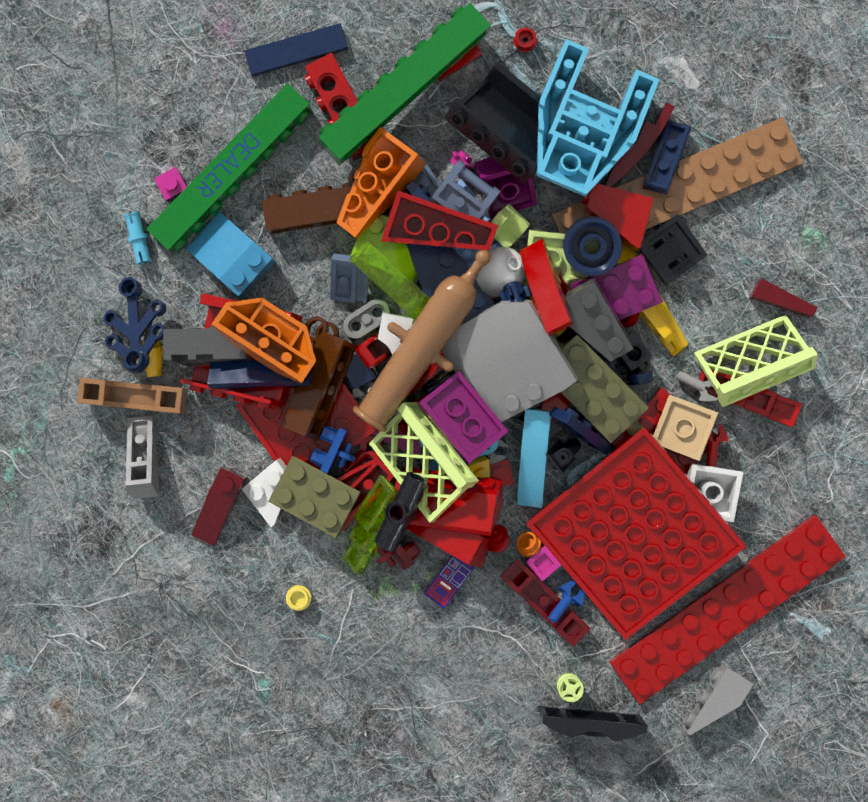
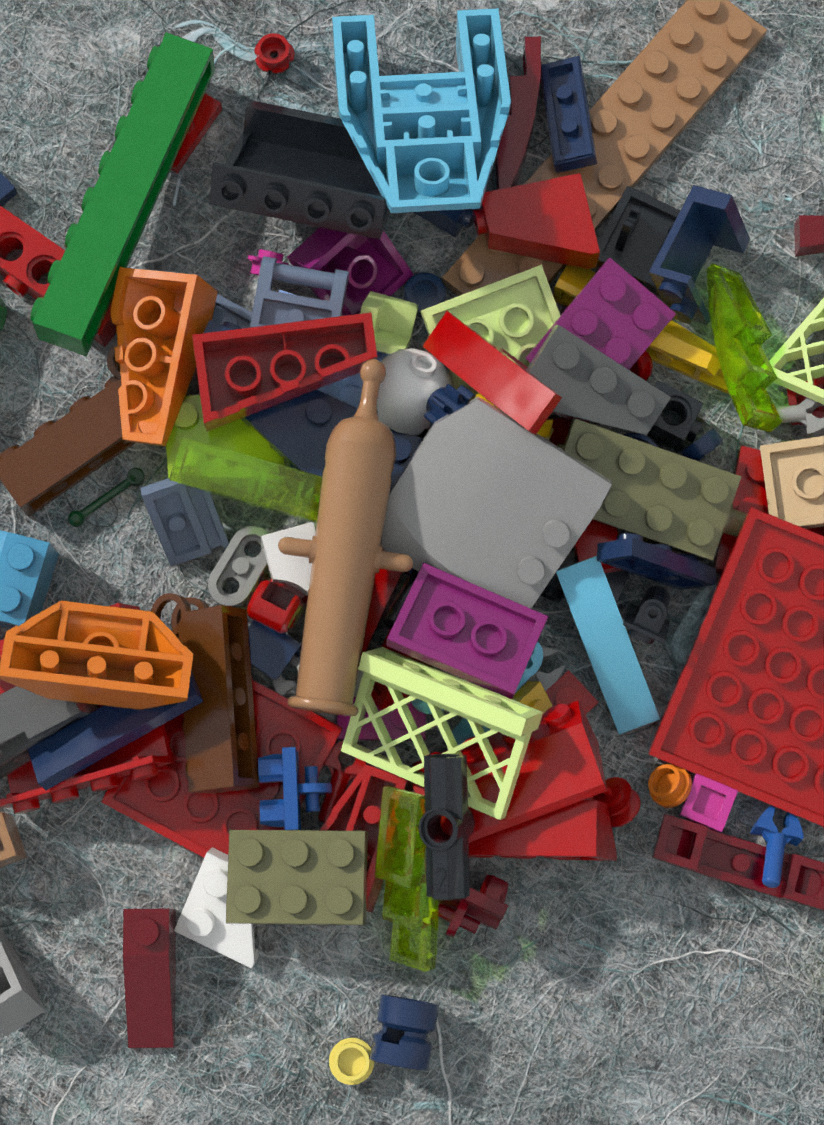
camera: 30 degrees left, 10 degrees down
(331, 598) = (402, 1048): none -> dark blue wheel
(335, 241) = (134, 477): none -> dark green hinge
(448, 581) = (576, 908): dark purple tile -> none
(538, 218) = (424, 290): none -> dark blue tile
(607, 253) = (555, 275): dark blue wheel -> none
(691, 328) = (738, 340): none -> clear neon green slope
(701, 258) = (703, 222): none -> dark blue panel

